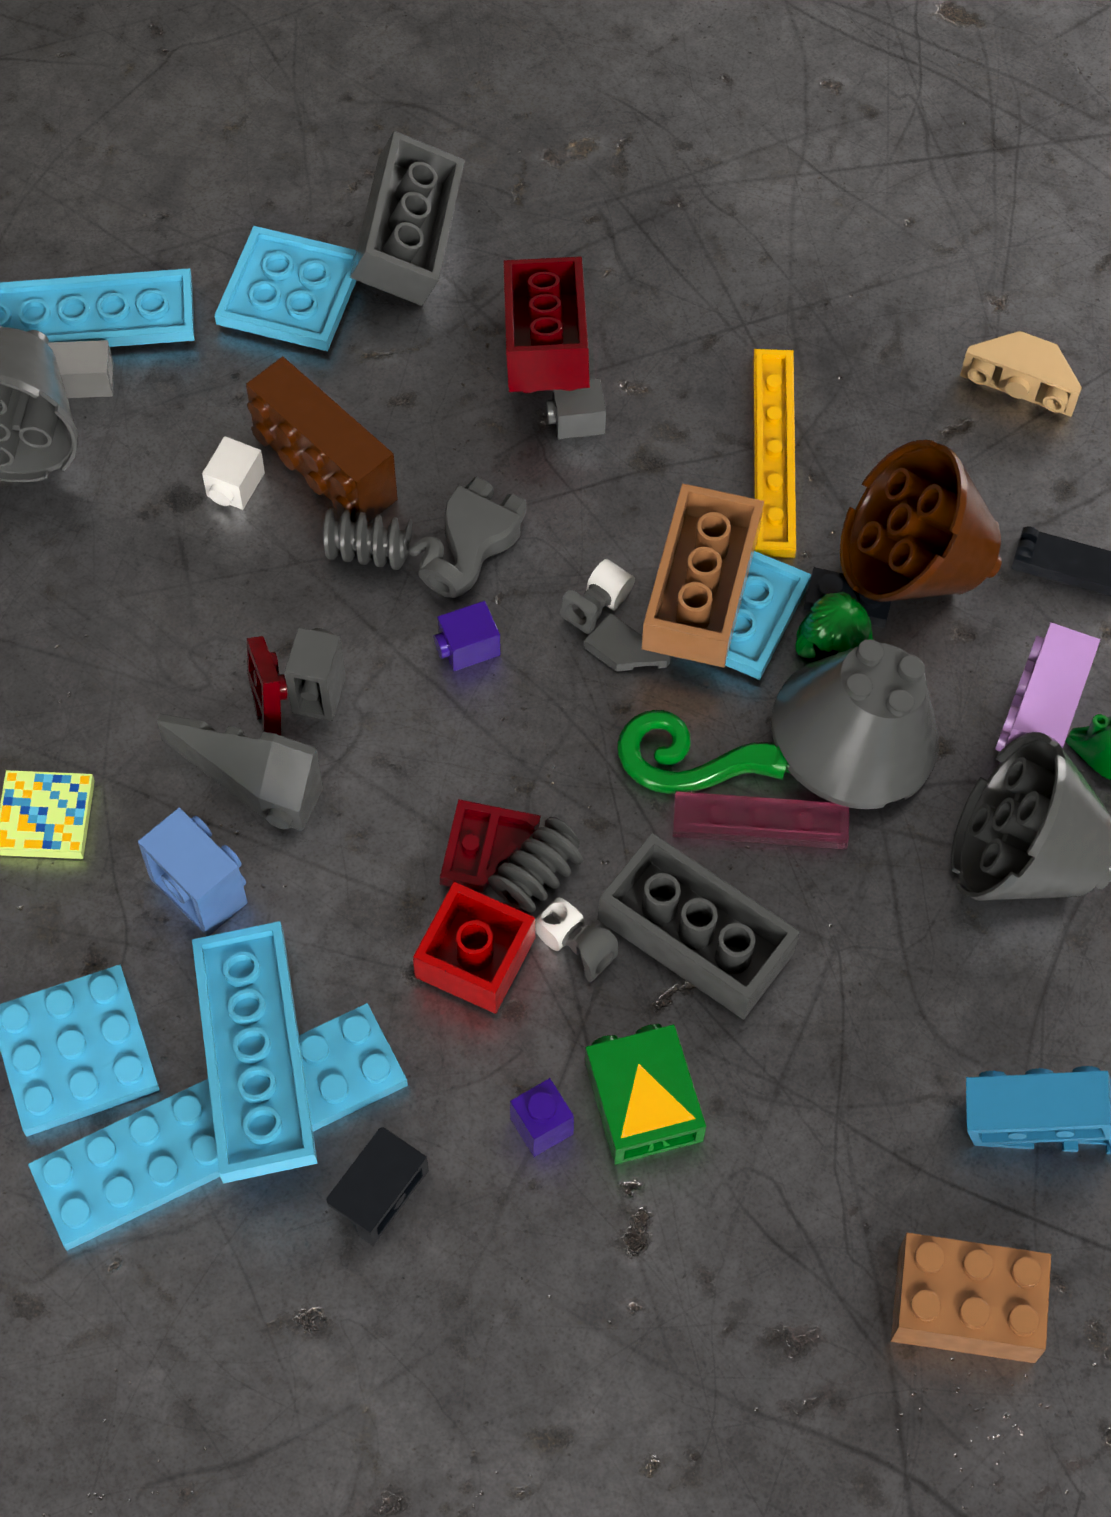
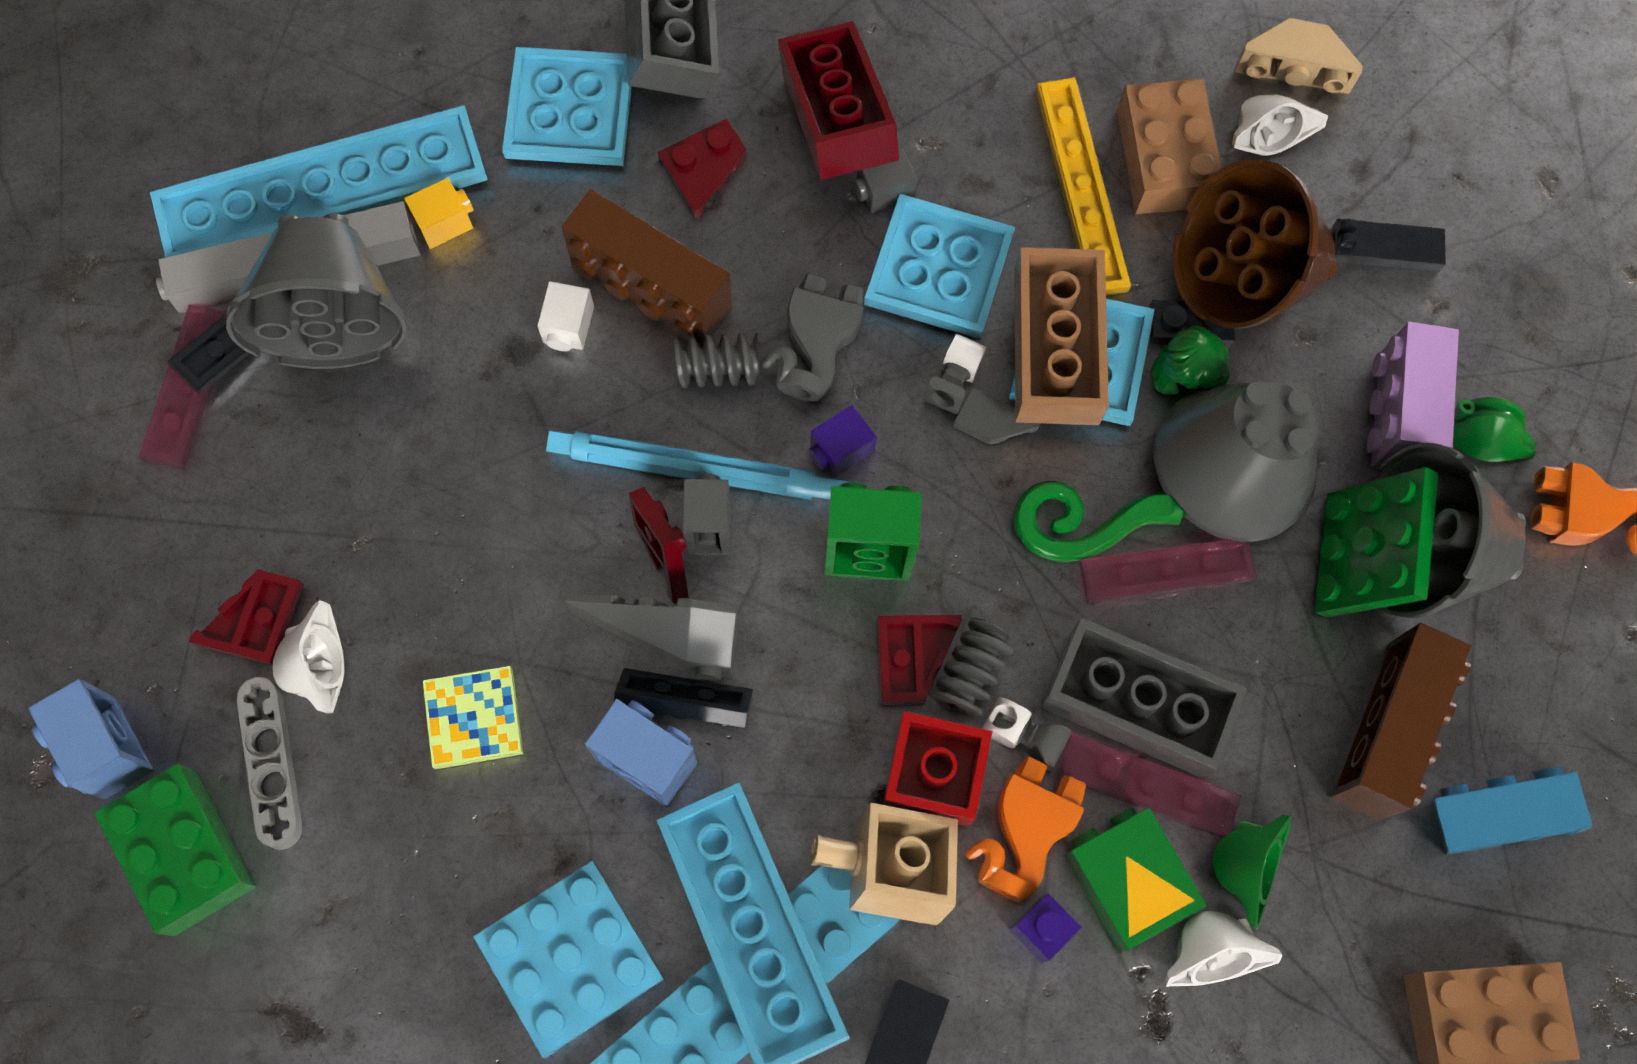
camera: 15 degrees left, 10 degrees up
(140, 359) = (440, 212): none -> yellow brick
(255, 838) = (685, 697): none -> black plate
(355, 643) = (690, 463): none -> medium azure piece
(405, 363) = (702, 163): none -> dark red wing
(409, 1022) = (897, 864): none -> tan brick
(466, 714) = (873, 532): none -> green brick
(556, 1020) = (1030, 824): none -> orange hips
(609, 497) = (939, 266): none -> medium azure plate
(694, 1017) = (1150, 786): none -> clear pink tile
(708, 1178) = (1218, 949): none -> white hat
(768, 1103) = (1248, 863): none -> green hat
(865, 421) = (1167, 142): none -> medium nougat brick
(951, 1000) = (1402, 723): none -> reddish brown brick
(966, 825) = (1377, 544): none -> green plate
(981, 428) = (1275, 124): none -> white hat

